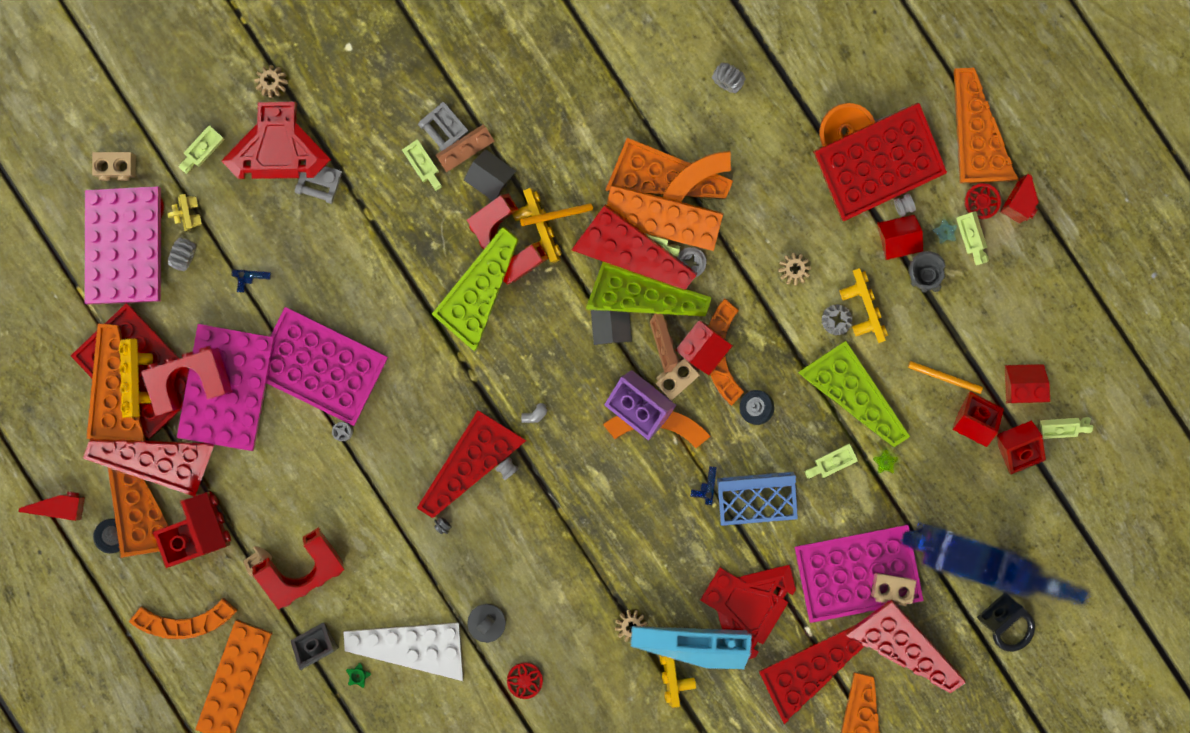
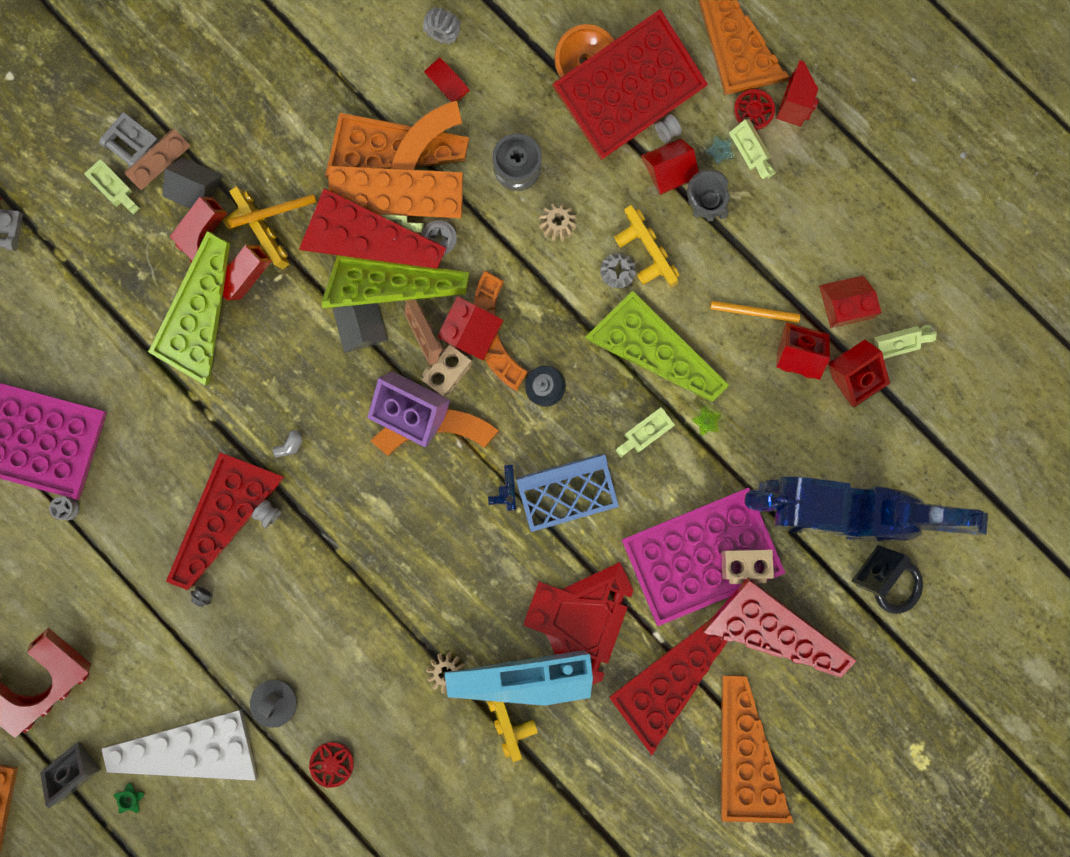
camera: 20 degrees left, 5 degrees down
(723, 126) = (446, 80): none -> red slope
(774, 200) = (516, 149): none -> dark grey wheel

